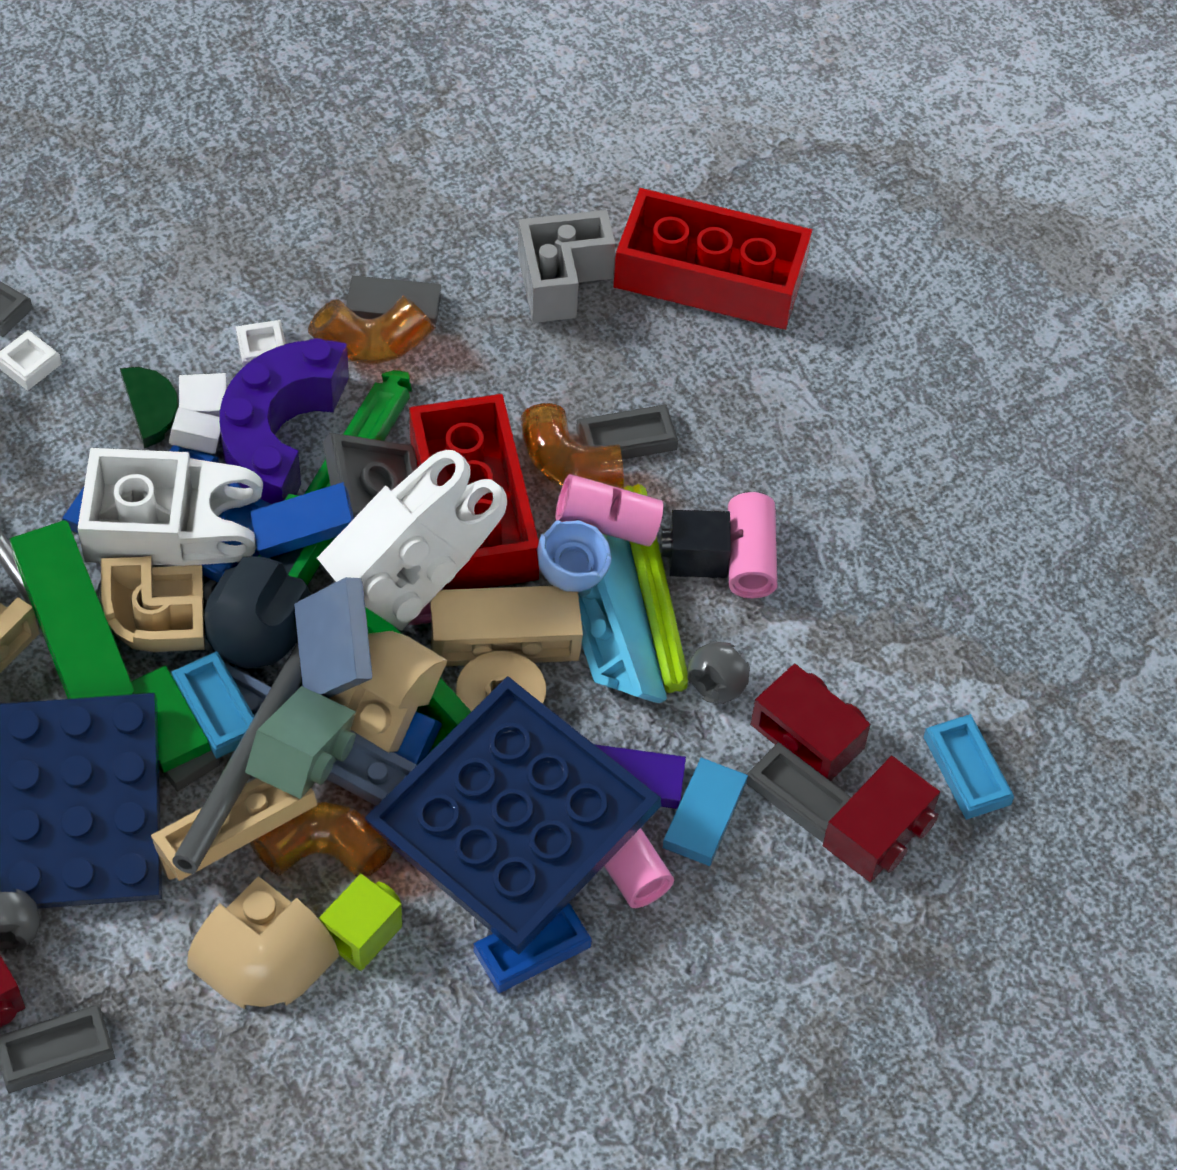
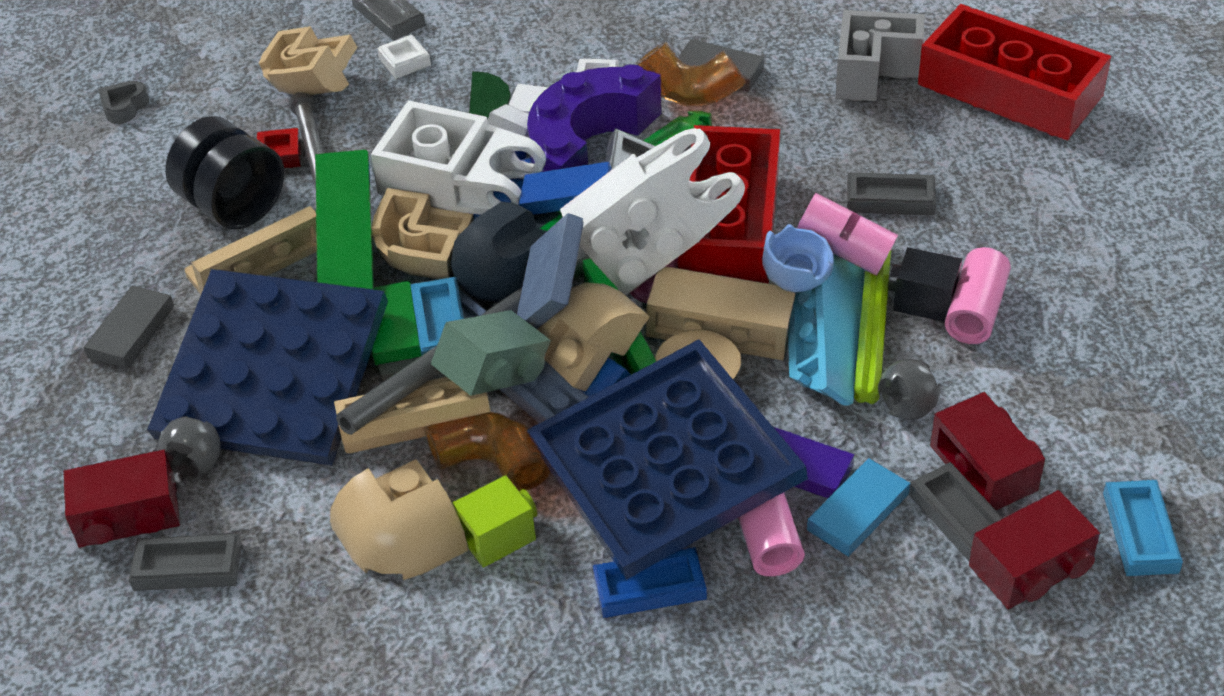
camera: 25 degrees right, 10 degrees down
(558, 454) = (816, 173): clear orange cylinder -> none

